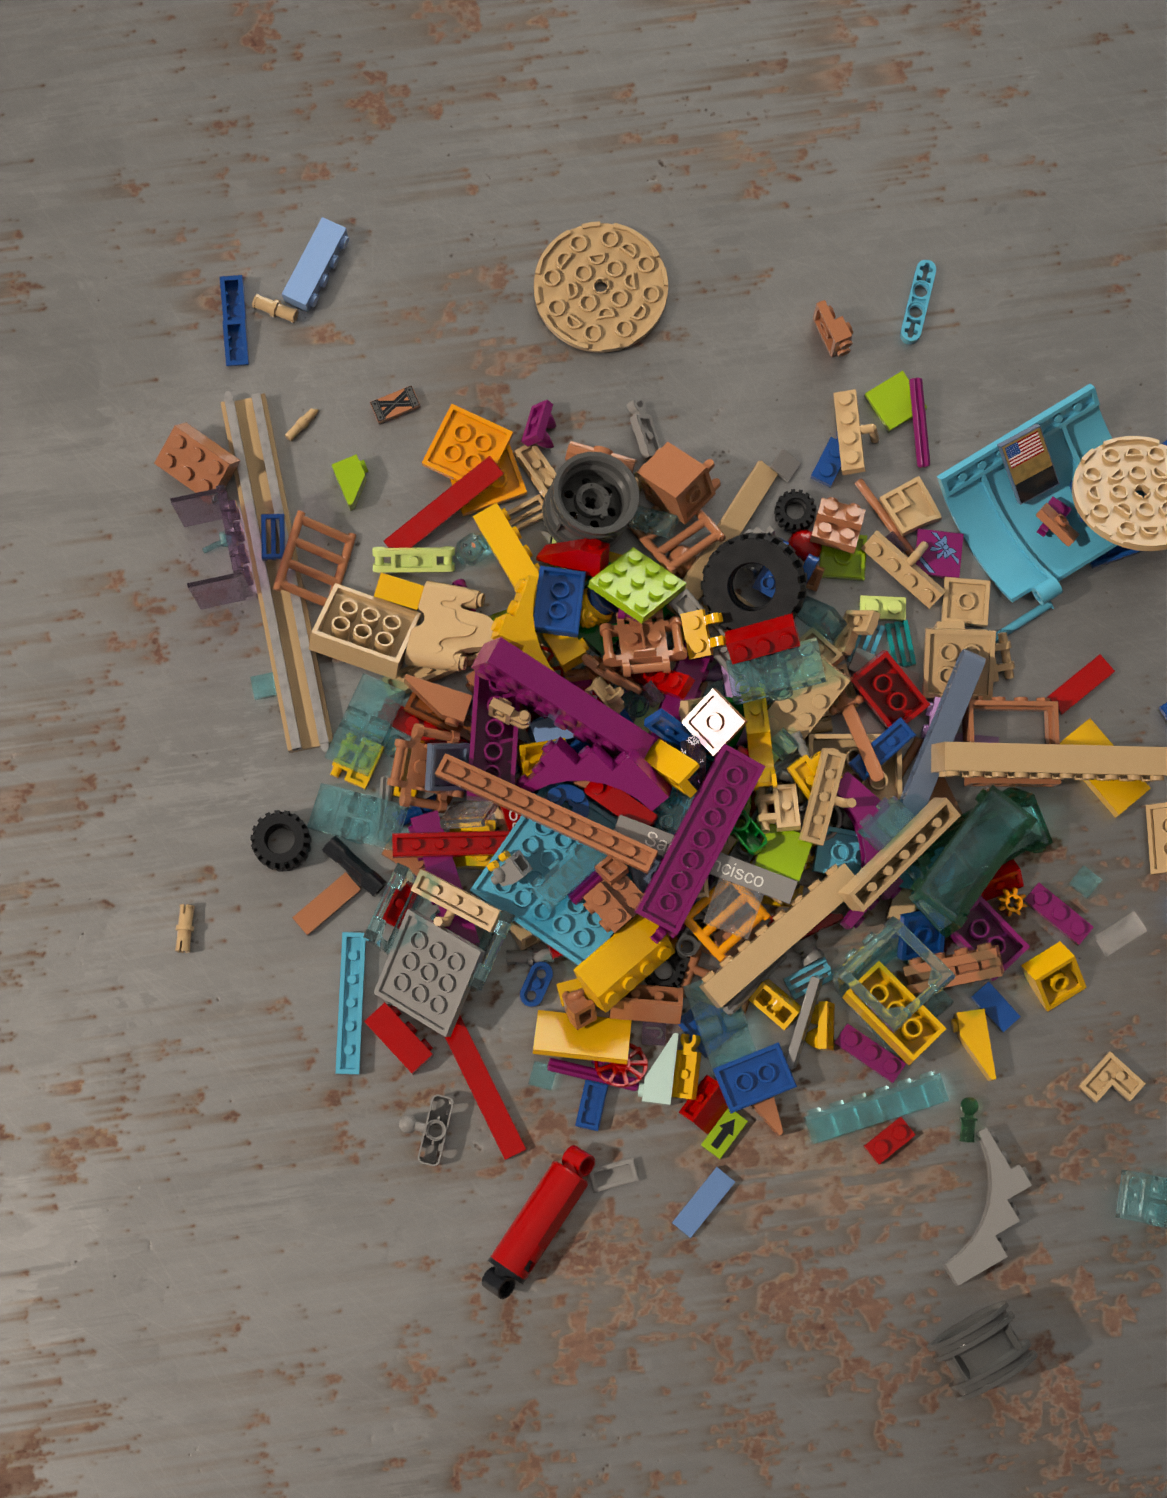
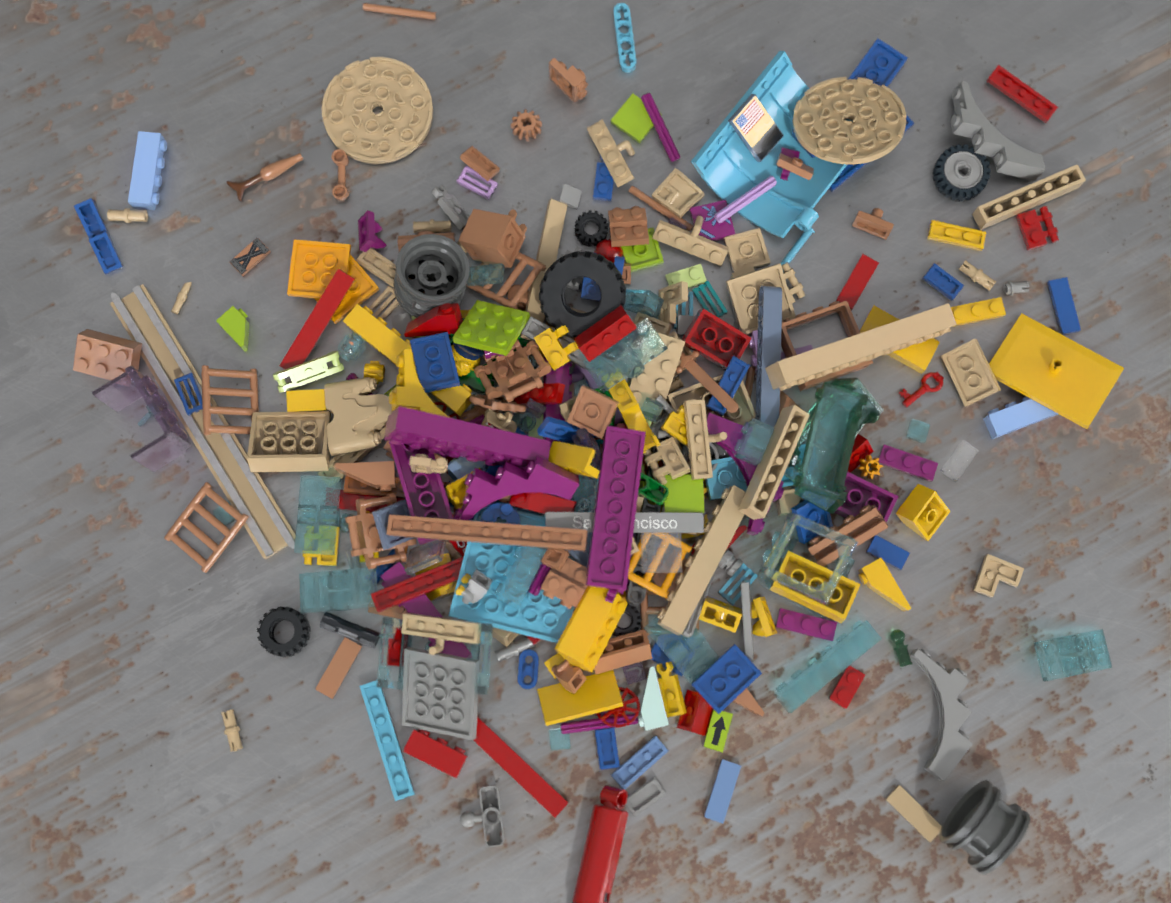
camera: 25 degrees left, 0 degrees up
(260, 709) = (229, 533): none -> nougat bar
(448, 316) = (266, 173): none -> nougat piece
(488, 585) = (374, 370): none -> yellow gear
(538, 330) = (341, 159): none -> nougat bar
(613, 443) = (434, 226): none -> tan pin
(622, 1135) = (639, 762): none -> medium blue tile
(648, 169) = (399, 11): none -> nougat piece
(695, 390) = (479, 163): none -> nougat plate
(695, 425) = (474, 189): none -> lavender tile
(764, 357) = (524, 119): none -> nougat gear
(911, 1310) = (914, 813): none -> tan tile
(986, 541) = (745, 199): none -> lavender axle
(1112, 835) = (925, 388): none -> red piece
(1125, 623) = (873, 223): none -> nougat tile

